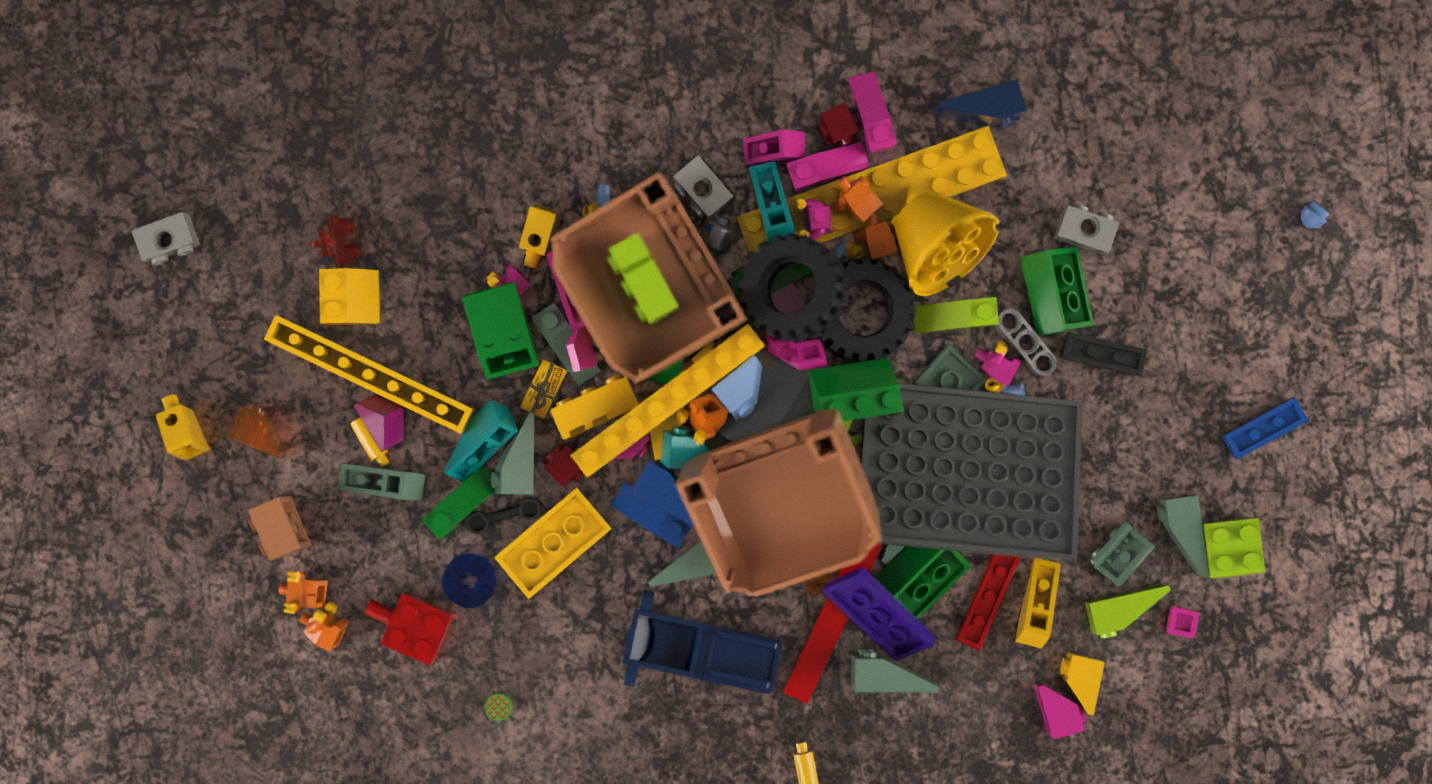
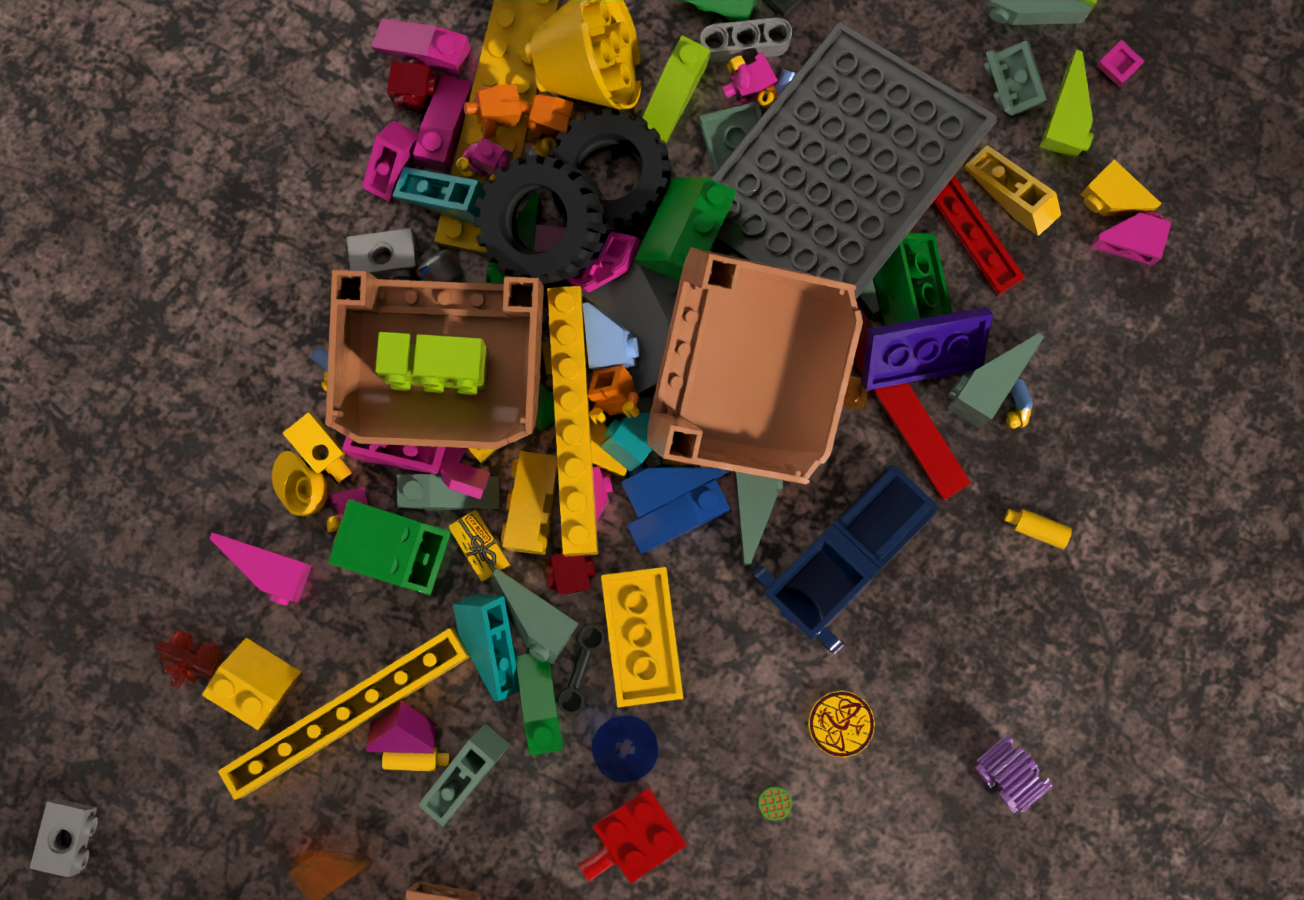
camera: 55 degrees left, 5 degrees down
(433, 255) = (268, 571): none -> dark pink slope
(504, 236) = (297, 485): none -> yellow cap
(581, 718) = (841, 724): none -> tile
(885, 707) = (1023, 407): none -> arm

